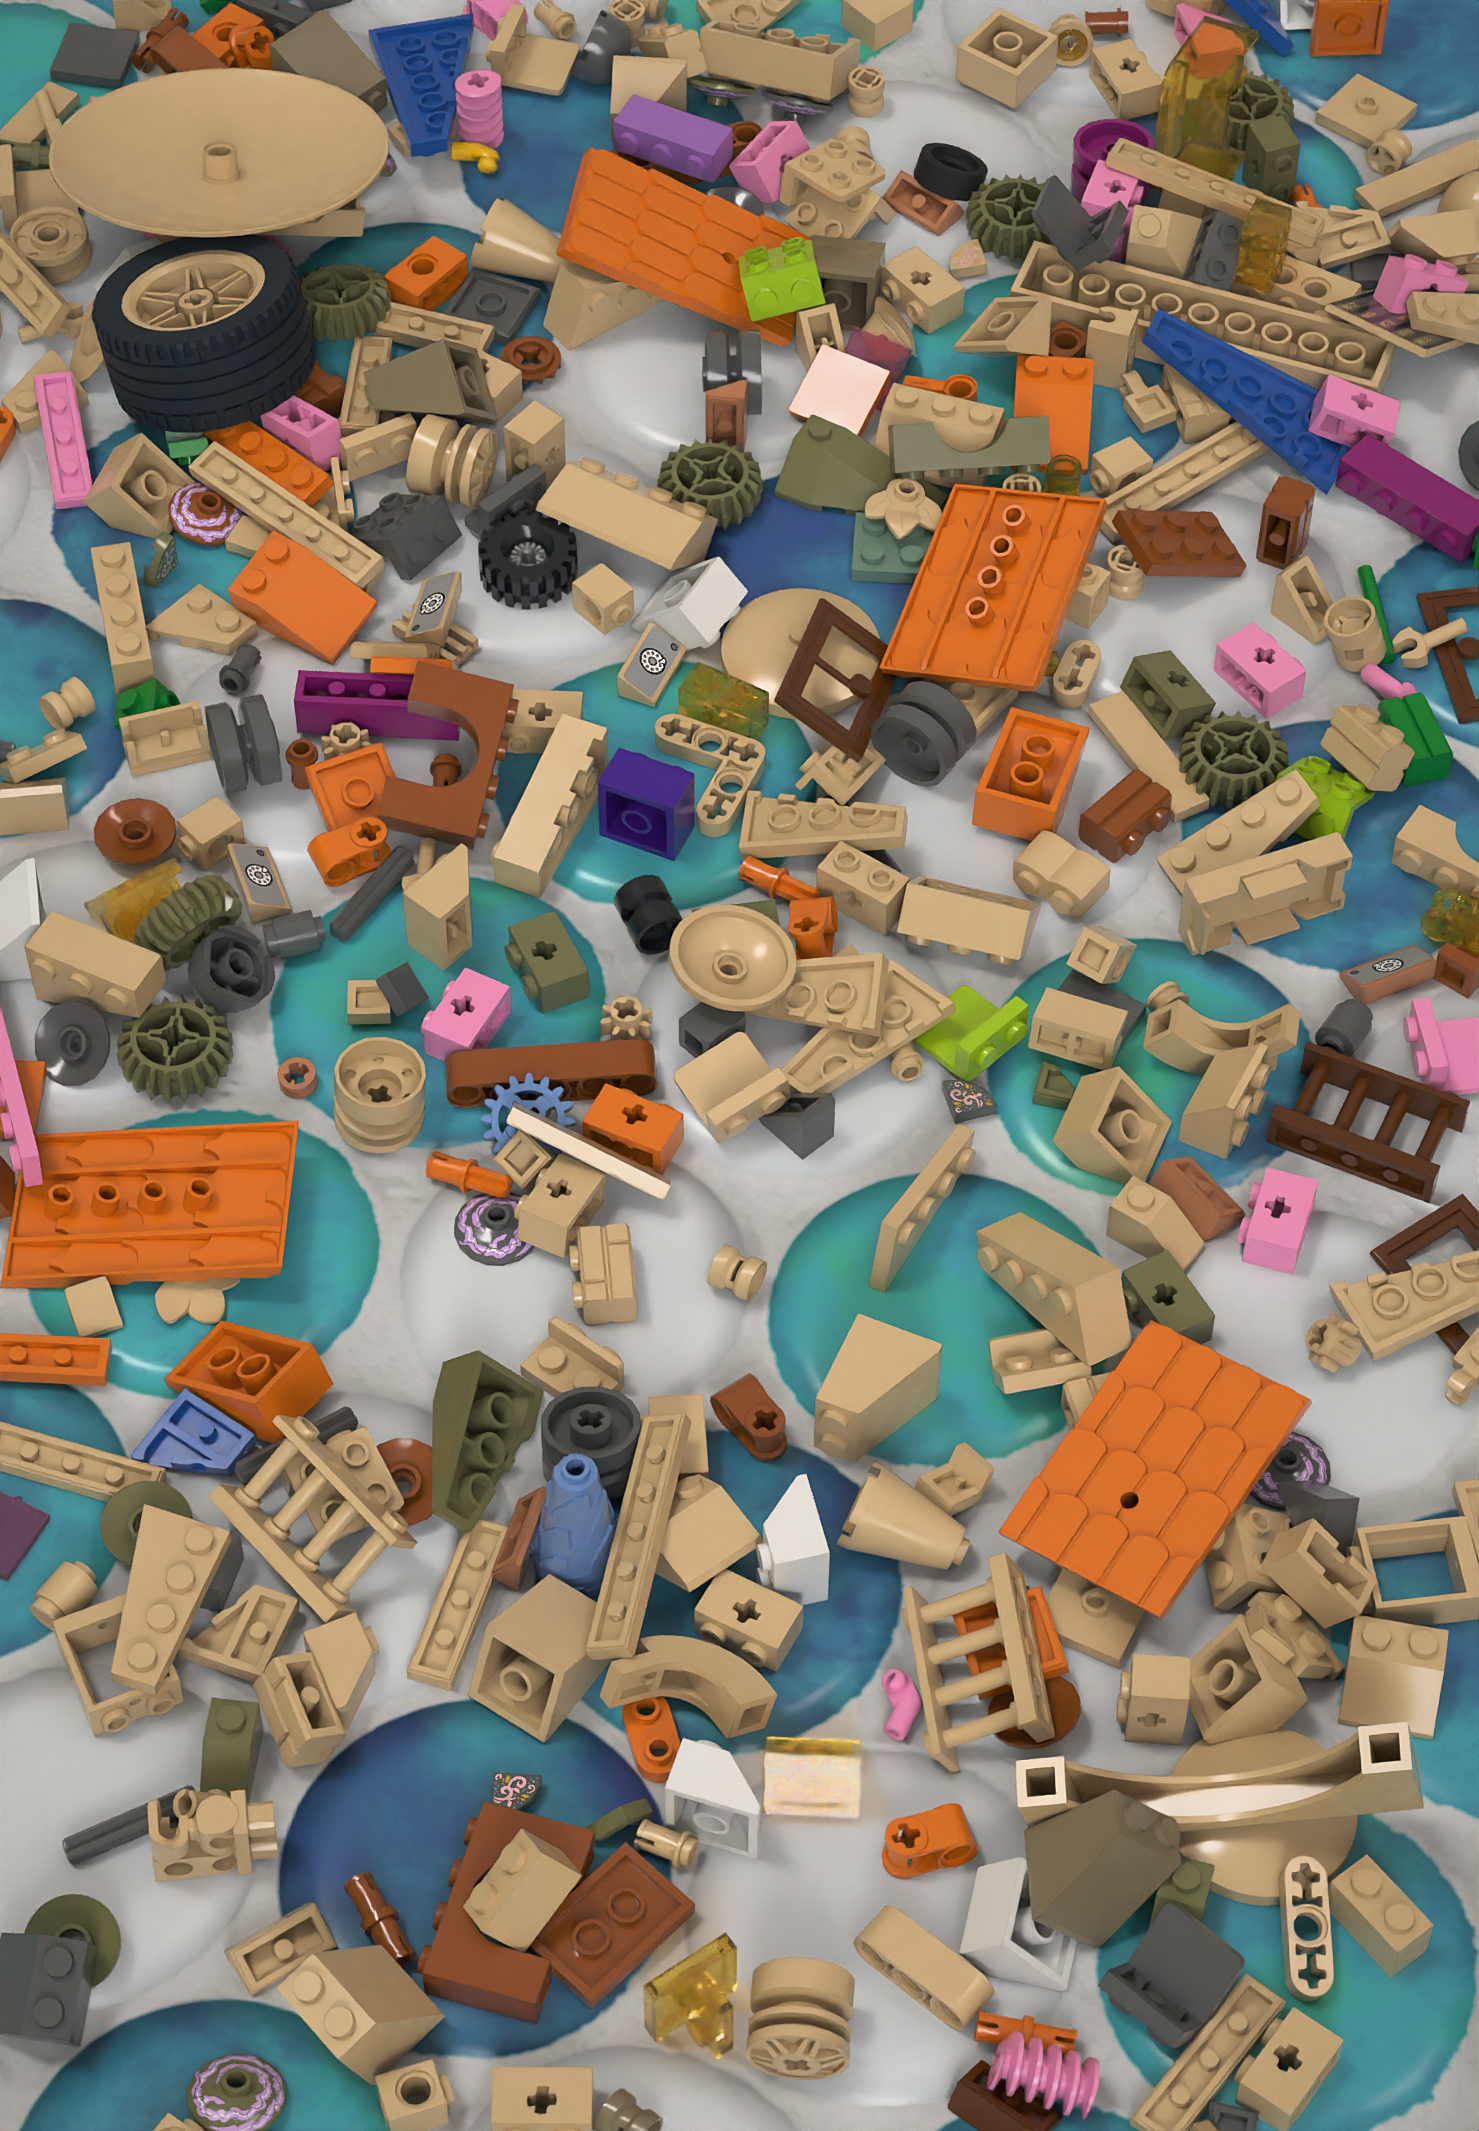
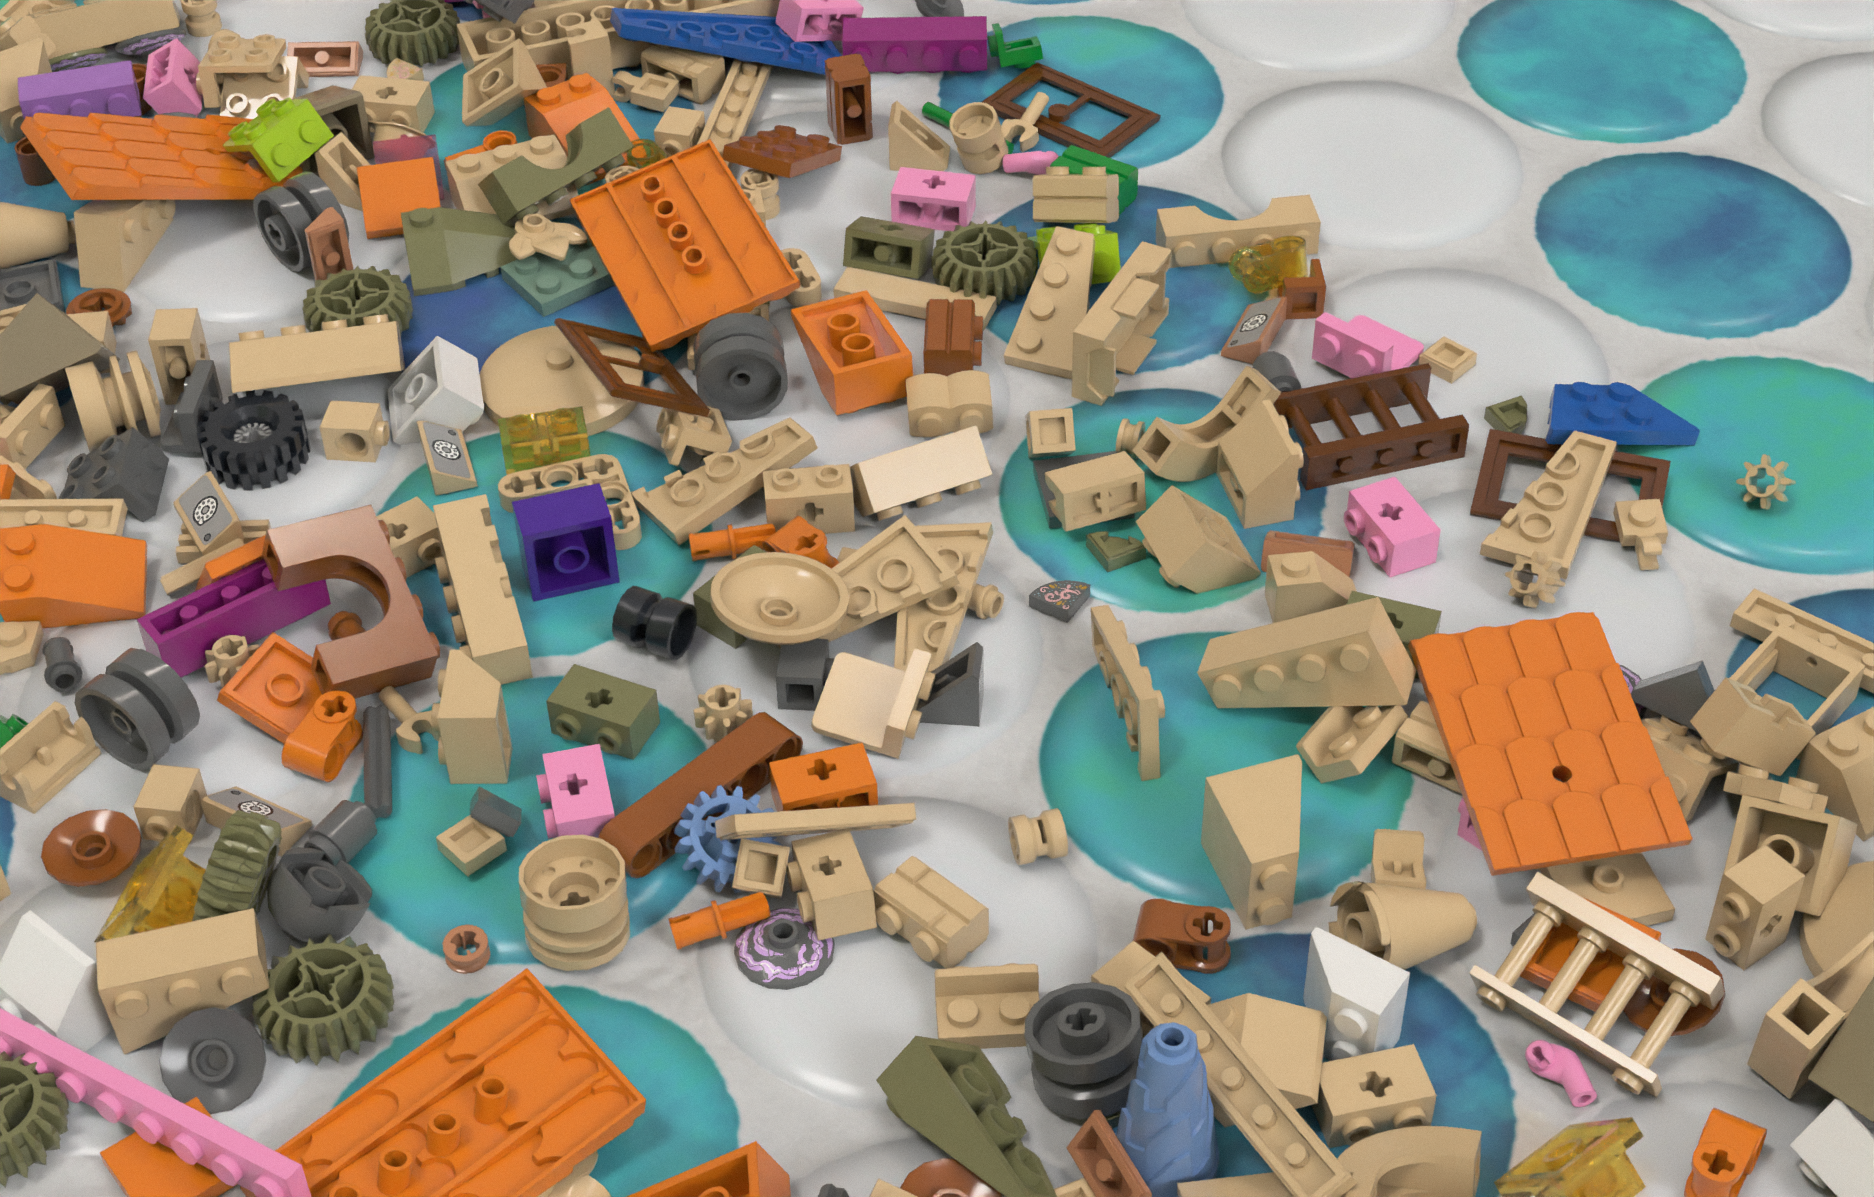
camera: 40 degrees left, 10 degrees down
(300, 755) = (205, 688): dark orange pin -> none
(949, 171) = (330, 24): black tyre -> none
(975, 1033) = (1022, 549): lime bracket -> none

